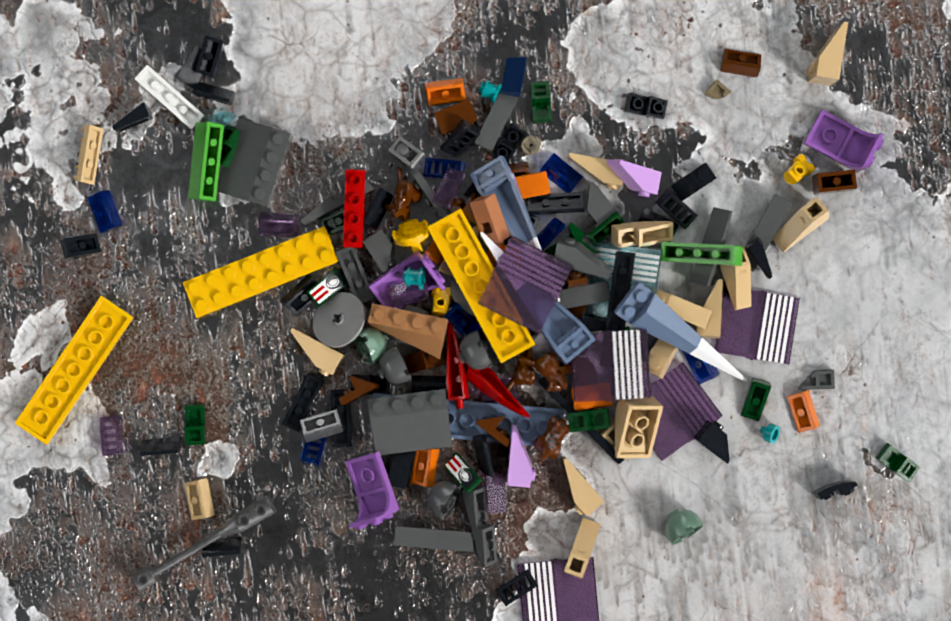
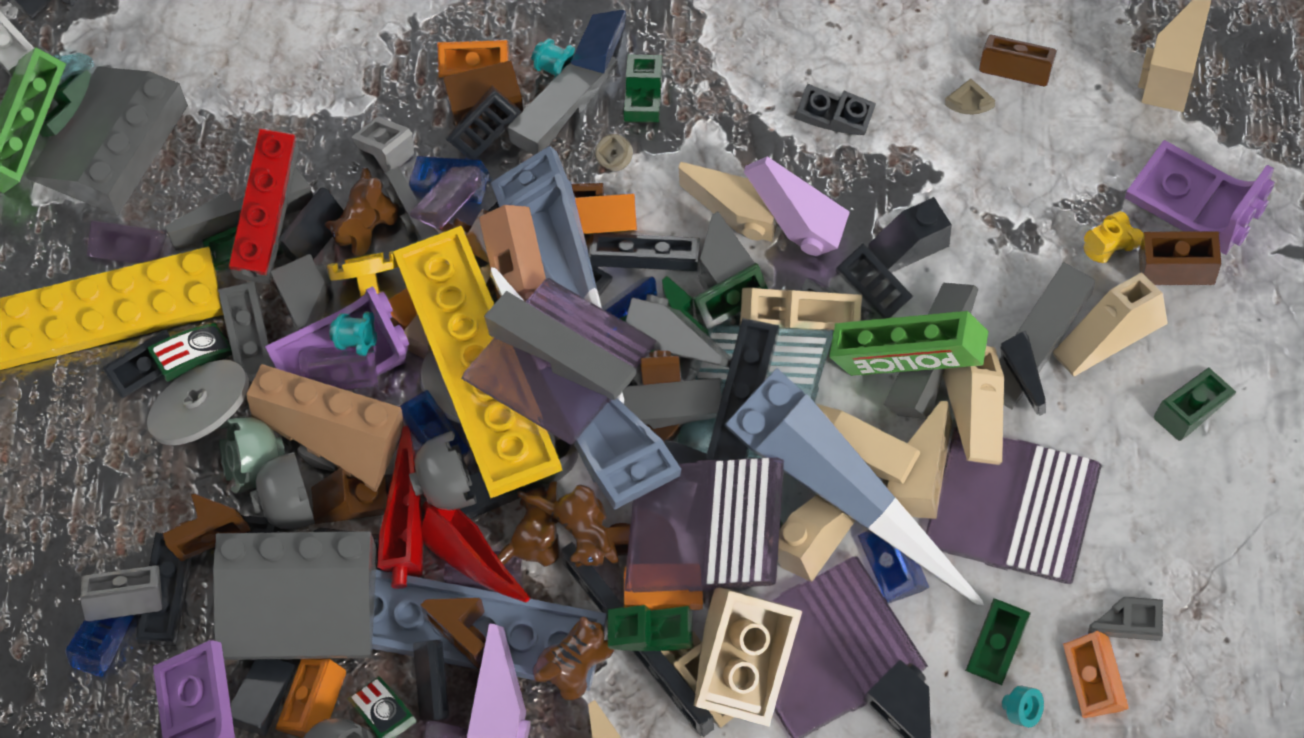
camera: 15 degrees right, 25 degrees down
(214, 93) = (62, 26): black slope -> none
(303, 401) = (99, 549): black tile -> none
(322, 356) = (156, 468): tan slope -> none
(441, 301) = (400, 386): yellow plate -> none
(509, 142) = (578, 144): black slope -> none
(526, 282) = (567, 351): none -> dark grey slope
(561, 173) = (664, 206): clear blue slope -> none
(844, 260) = (1193, 404): none -> dark green slope

